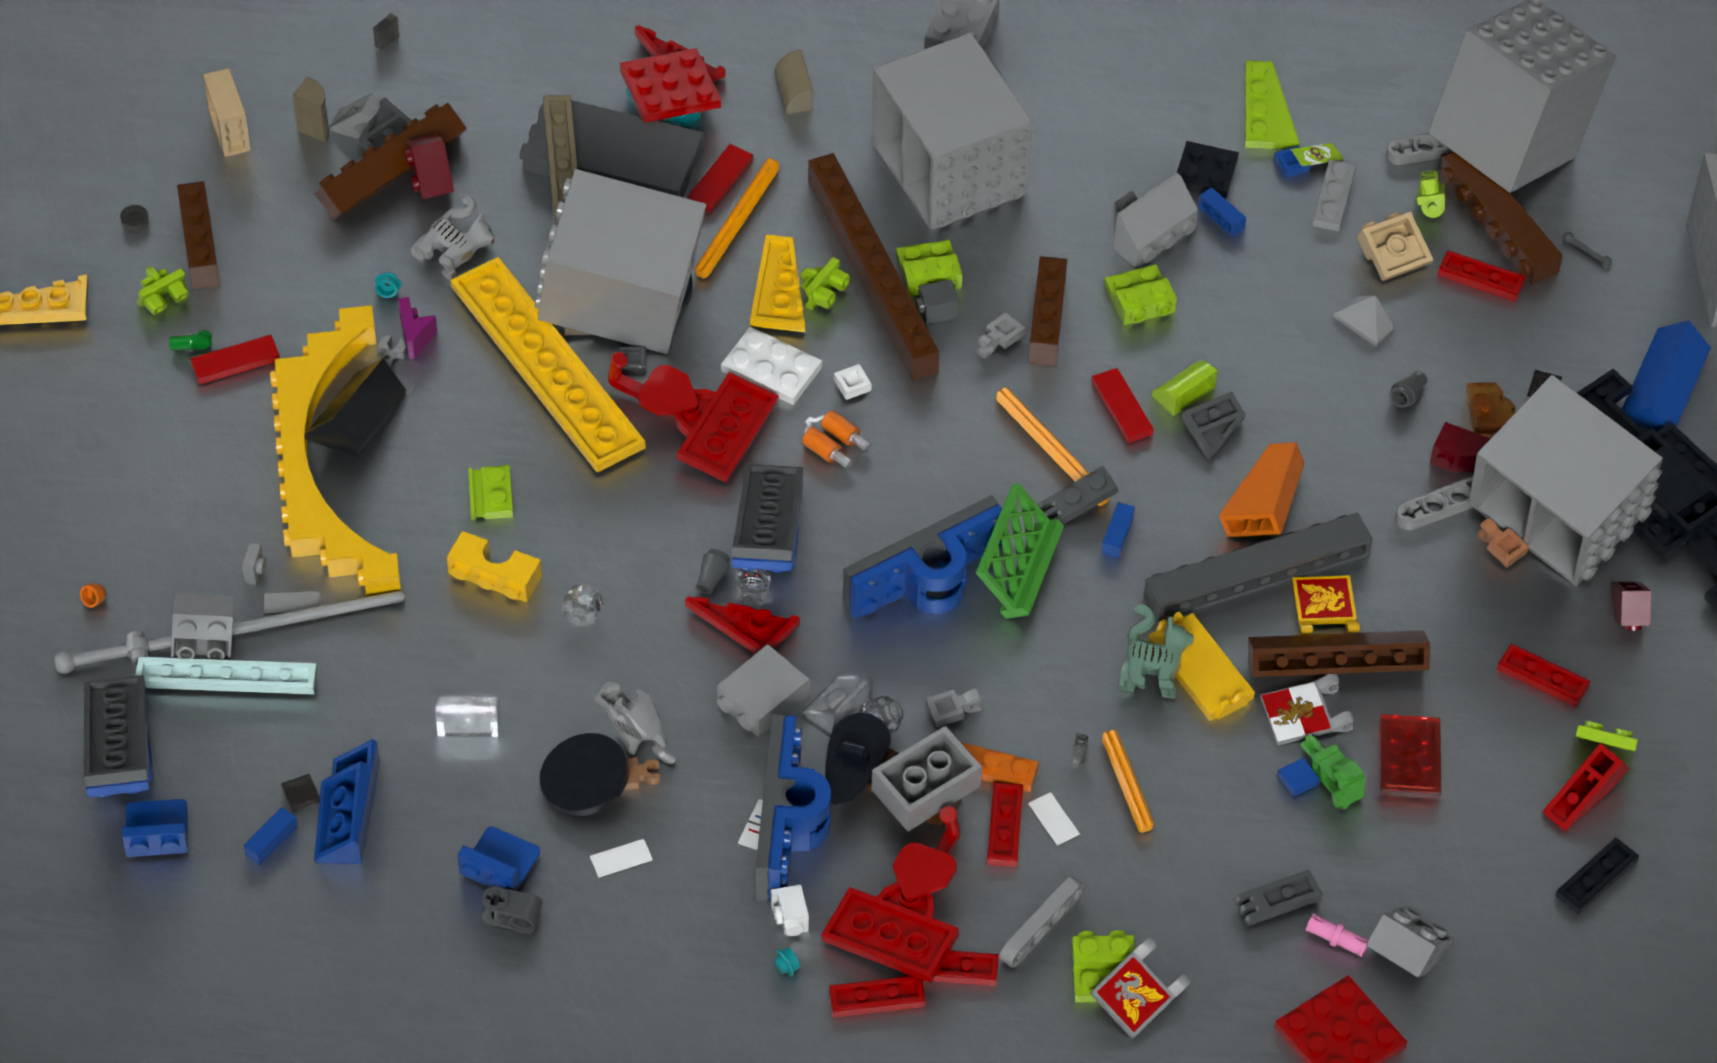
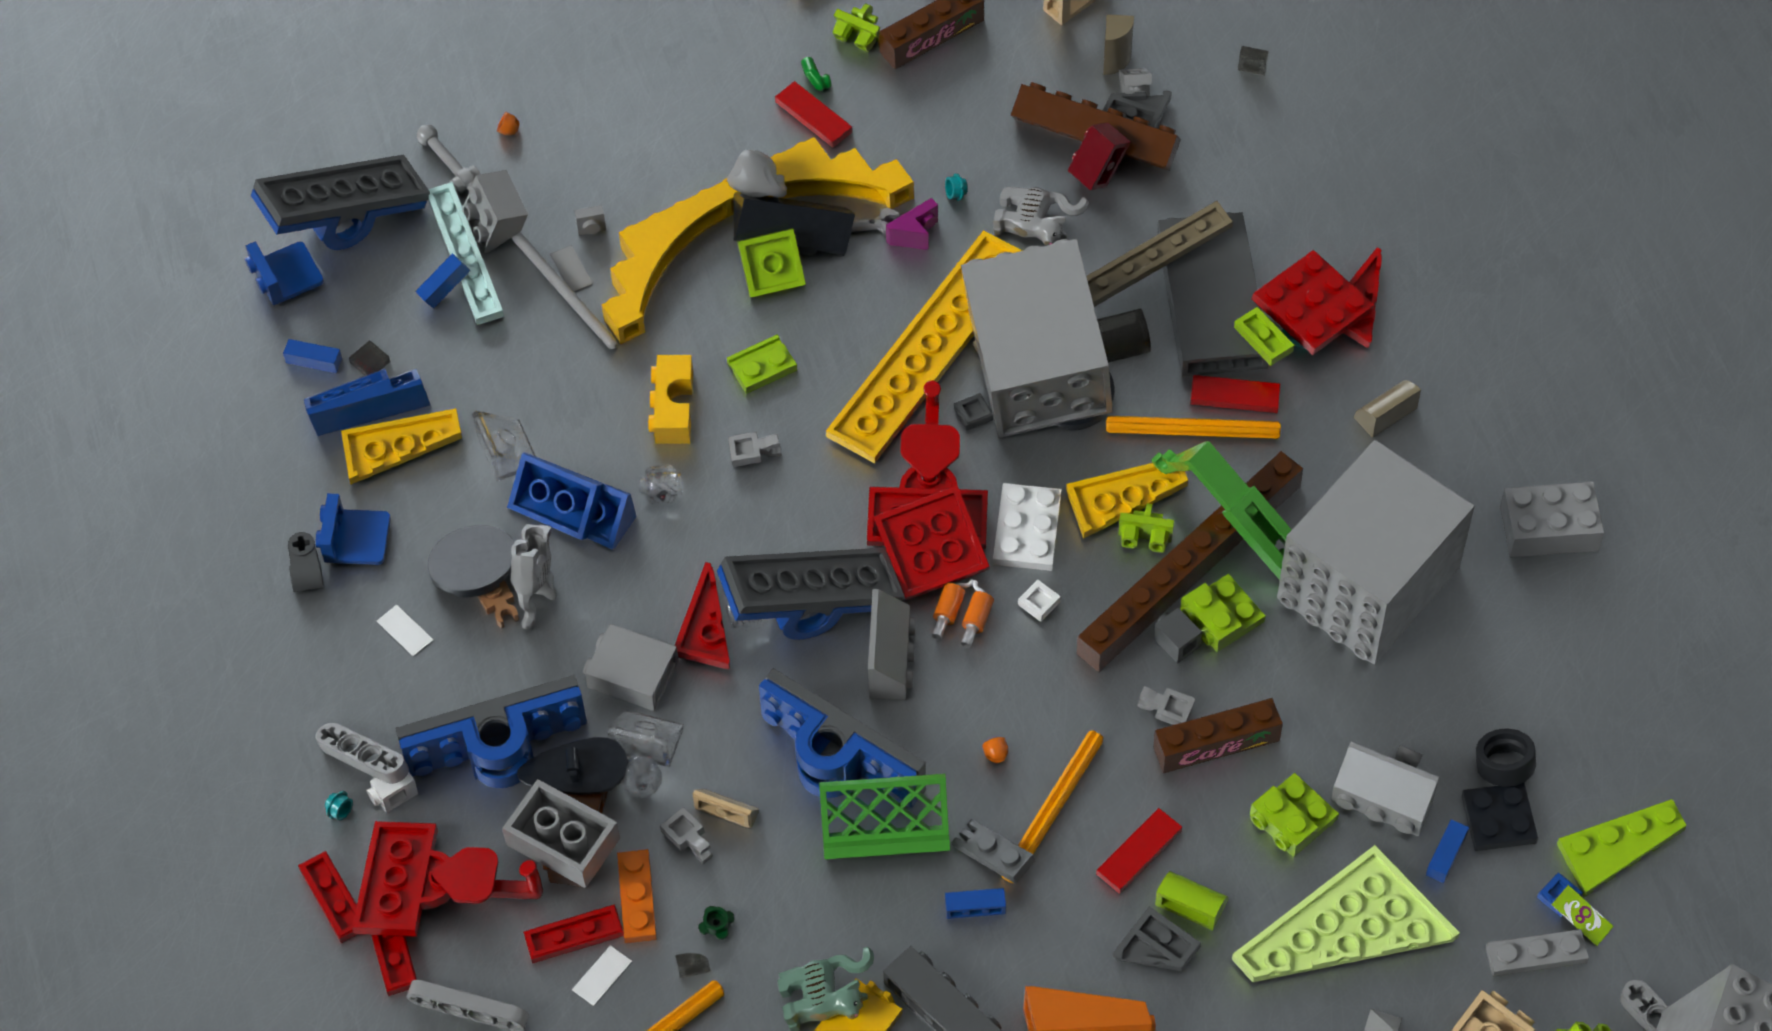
camera: 70 degrees right, 5 degrees up
(253, 698) = (442, 280): none -> blue piece
(307, 405) = (756, 176): none -> light grey piece
(393, 440) = (771, 263): none -> lime plate
(412, 799) = (393, 442): none -> yellow wing
(562, 679) = (571, 502): none -> blue slope
(580, 530) = (747, 448): none -> light grey plate
(691, 125) = (1264, 336): none -> lime plate
(752, 922) = (366, 747): none -> light grey beam
(760, 426) = (931, 542): none -> red plate
(846, 499) = (890, 647): none -> light grey slope
(861, 195) = (1243, 505): none -> bright green hinge
(938, 672) = (725, 807): none -> tan slope
(982, 463) = (995, 749): none -> orange hinge
(1050, 709) = (716, 914): none -> dark green plate
(1164, 155) = (1506, 774): none -> black tyre
(1253, 296) = (1350, 918): none -> yellowish green wing

